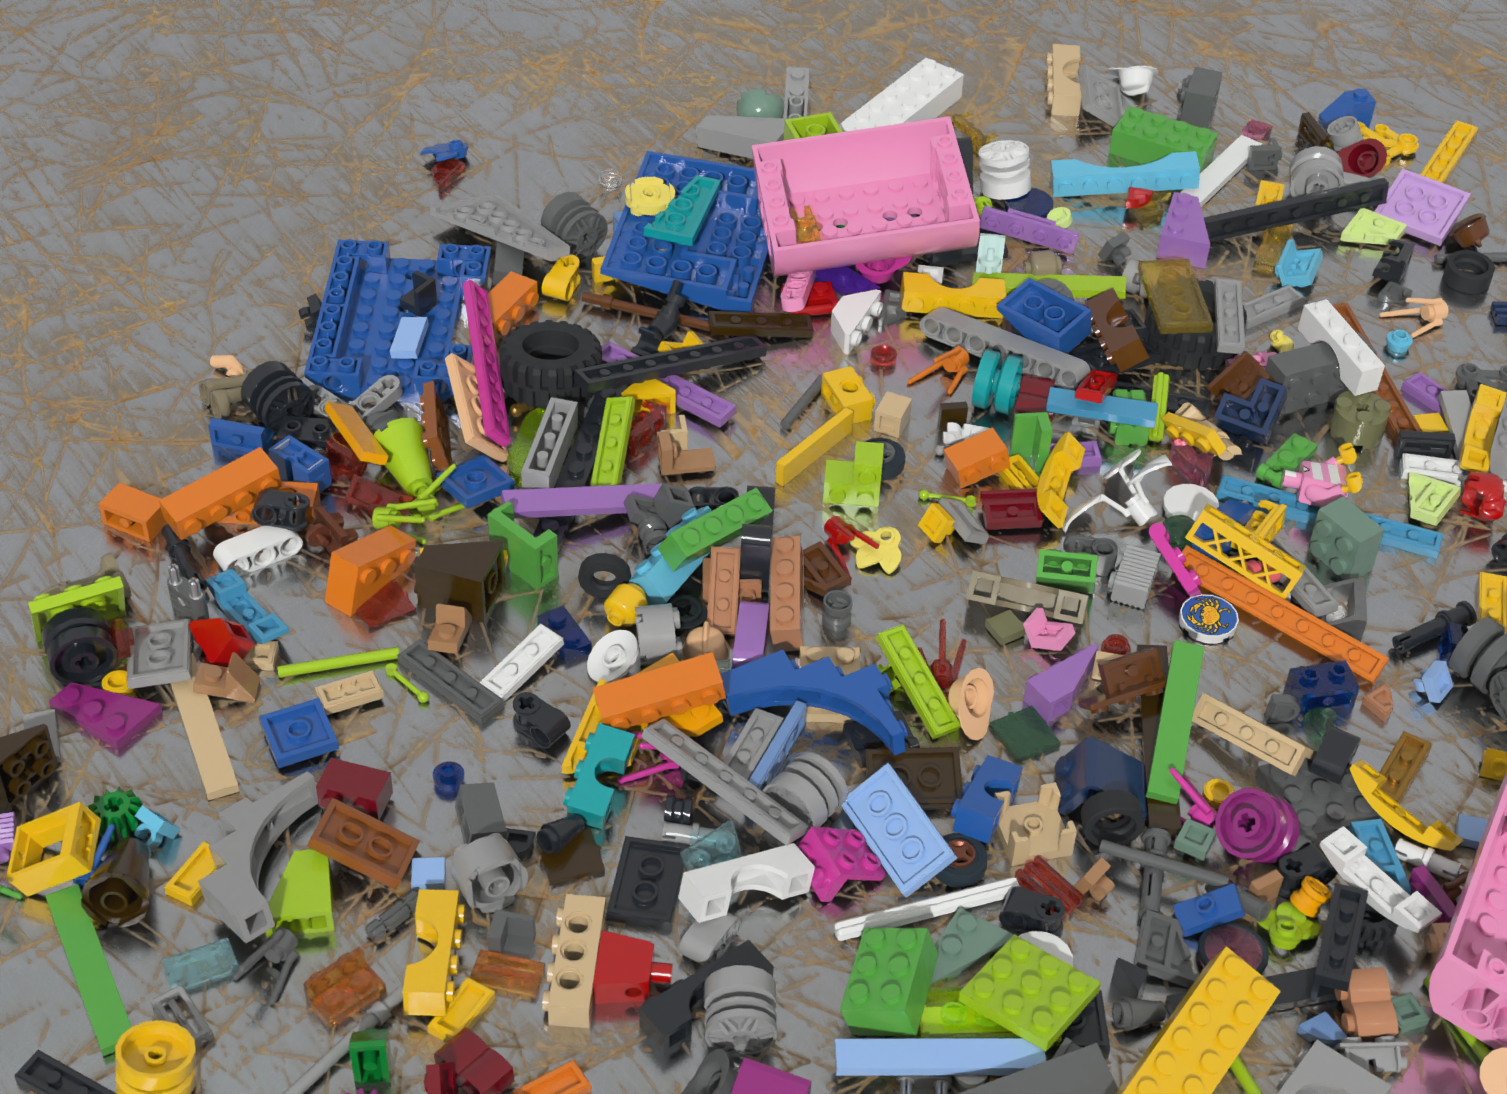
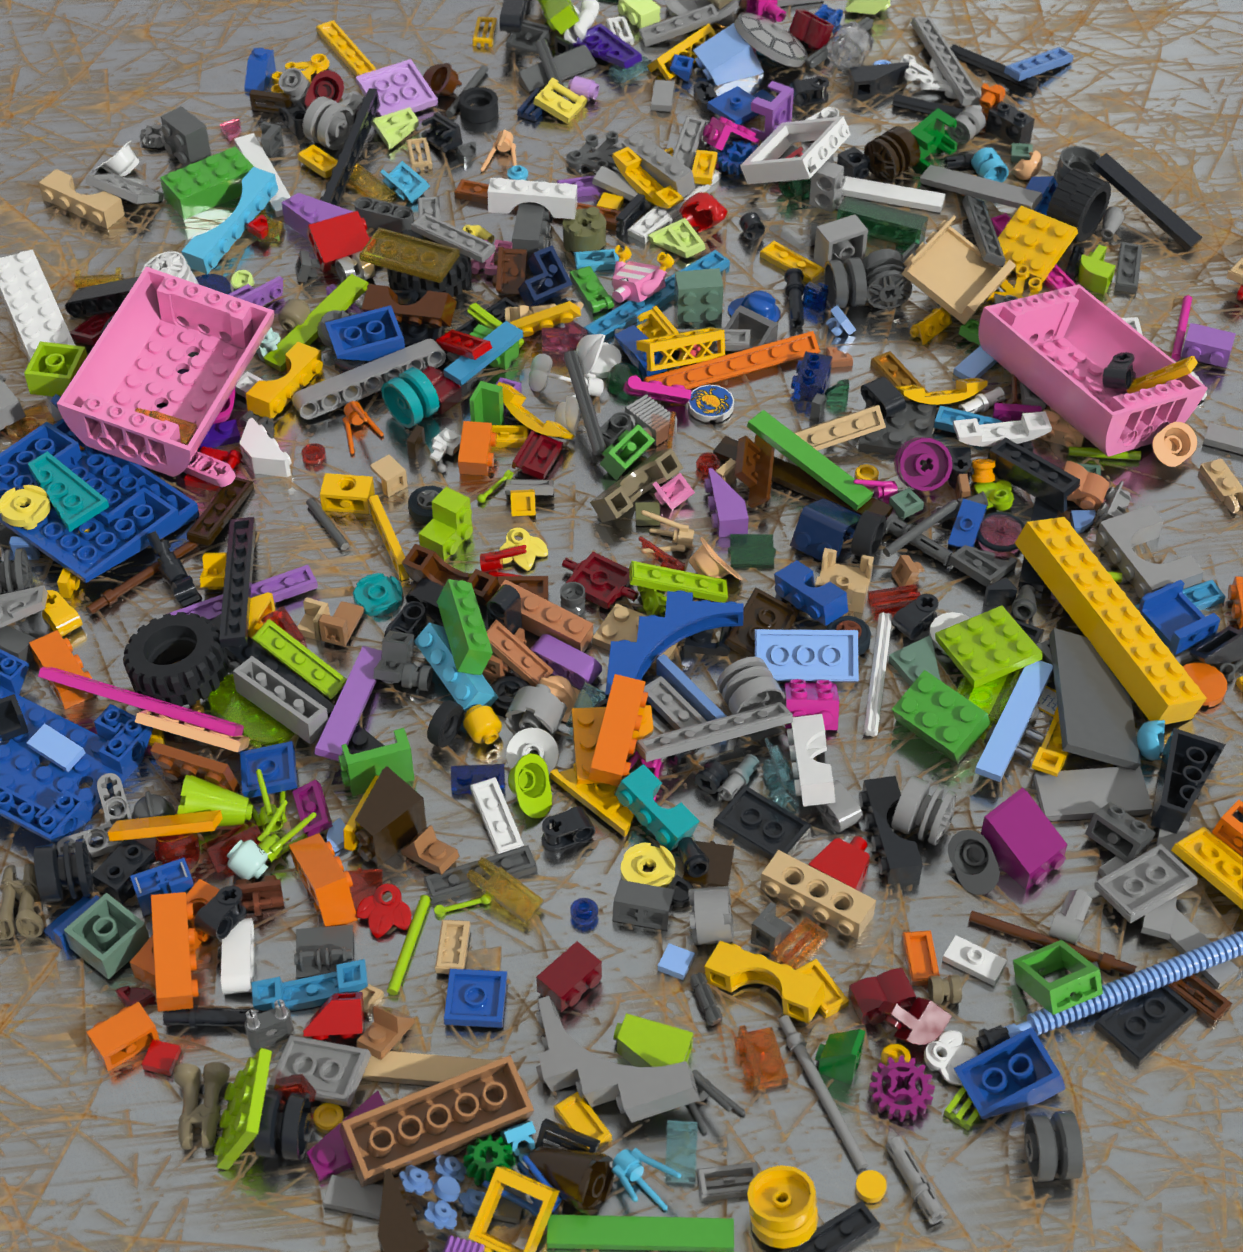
camera: 60 degrees left, 5 degrees up
(65, 790) = (445, 1188): none -> medium blue plant
(129, 548) = (161, 1057): none -> red tile
(132, 750) = (436, 1120): none -> medium nougat brick
(152, 927) = (628, 1166): none -> medium azure plant
(162, 865) = (567, 1133): none -> black tile
(222, 444) = (107, 935): none -> sand green brick
(297, 604) = (322, 949): none -> dark grey hinge
(360, 507) = (247, 860): none -> light aqua head
(363, 843) = (635, 987): dark orange plate -> none
(364, 627) = (384, 914): none -> red plate
(433, 704) = (506, 891): none -> clear yellow hinge
(451, 528) = (311, 799): none -> magenta plate
(536, 789) = (652, 856): none -> light yellow plate
(569, 670) = (531, 785): none -> lime piece
(742, 469) = (378, 594): none -> teal tile
(790, 498) = (427, 564): none -> reddish brown arch
(876, 615) = (601, 578): none -> dark red plate
(987, 660) = (681, 536): none -> tan plant
(1095, 503) = (585, 402): none -> dark grey axle
(1114, 599) = (671, 435): none -> clear orange piece
(1166, 242) = (337, 238): none -> red panel
(1235, 265) = (384, 214): none -> dark grey beam
(1330, 448) = (596, 259): none -> medium azure tile
(1358, 263) = (420, 163): none -> tan tile
(1389, 604) = (758, 302): none -> blue piece

